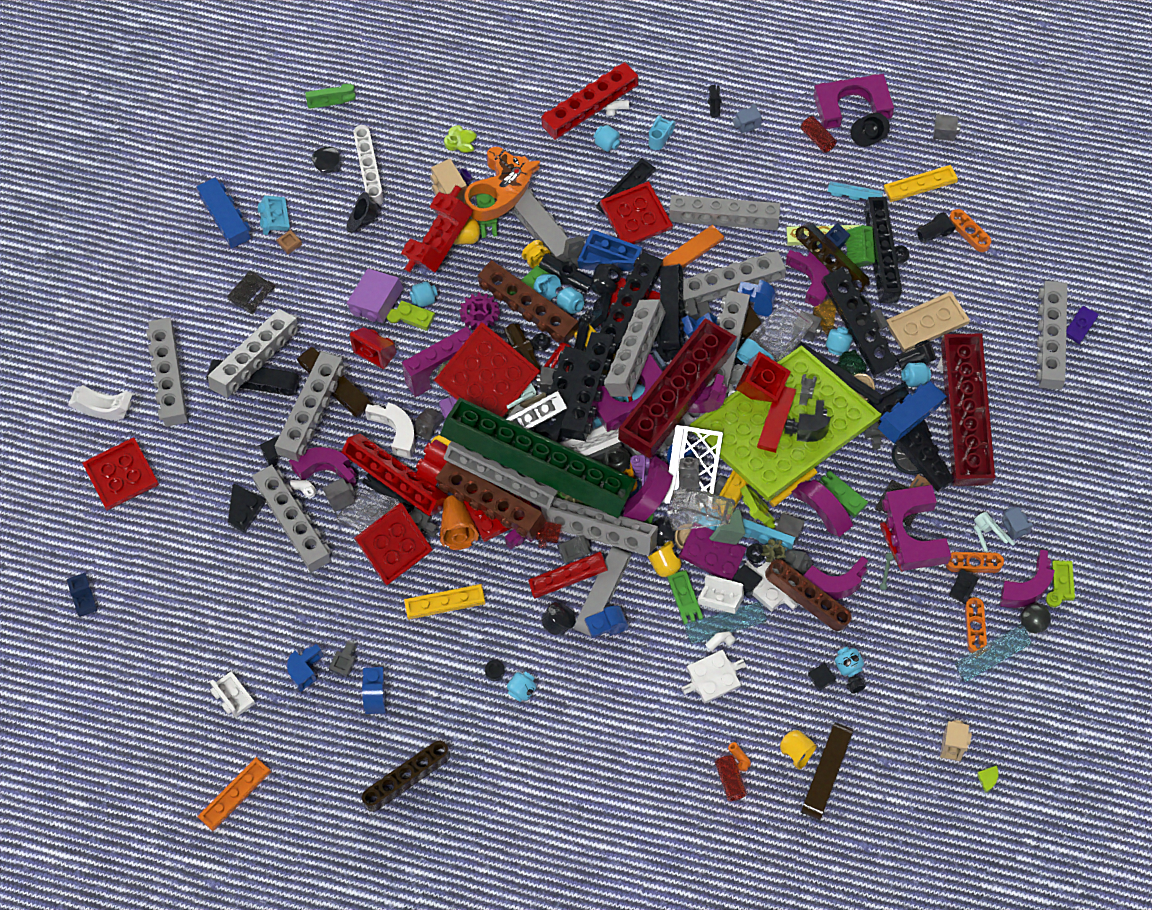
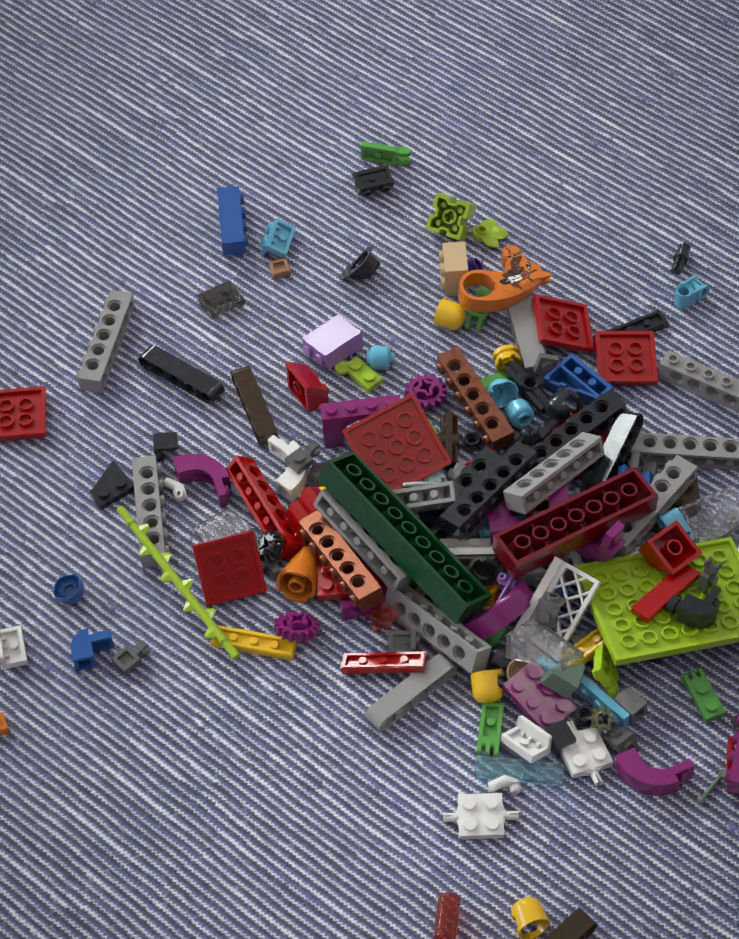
camera: 25 degrees right, 10 degrees down
(100, 405) = (29, 347): white arch -> none
(252, 353) = (190, 350): light grey brick -> none
(257, 620) = (68, 589): none -> blue hair
(325, 364) = (216, 415): light grey brick -> none
(327, 159) = (352, 208): black hair -> none
(331, 126) = (373, 180): none -> black bracket
(339, 494) = (204, 506): flat silver brick -> none
(361, 577) = (183, 586): none -> lime plant
(364, 143) = (389, 225): white beam -> none
(373, 691) = (139, 694): blue brick -> none
(382, 489) = (247, 516): black pin -> none
(401, 785) = (119, 784): dark brown beam -> none
(405, 417) = (302, 459): none -> dark grey plate
(422, 137) = (451, 216): none -> lime brick
(425, 510) = (275, 548): none -> black gear
(441, 235) = (414, 314): red brick -> none
(477, 573) = (296, 626): none -> magenta gear
(494, 670) = (268, 724): black tile -> none
(521, 686) = (285, 748): medium azure head -> none
(558, 618) = (353, 699): black hair -> none
(568, 203) = (563, 324): none -> red plate
(589, 100) = (634, 240): red brick -> none
(607, 138) = (633, 279): medium azure head -> none
(608, 621) = (402, 719): blue brick -> none
(620, 105) = (659, 253): white arm -> none
(637, 103) = (680, 258): none -> black axle
(694, 248) = (670, 410): orange tile -> none
(741, 757) = (467, 899): orange arm -> none
(762, 295) = (713, 474): blue brick -> none
(785, 493) = (656, 669): yellow bar -> none
(812, 604) = (614, 764): copper beam -> none
(821, 677) = (591, 861): black tile -> none
(825, 504) = (677, 698): magenta arch -> none
(849, 661) = (626, 856): medium azure head -> none
(856, 684) = (622, 882): black plate -> none

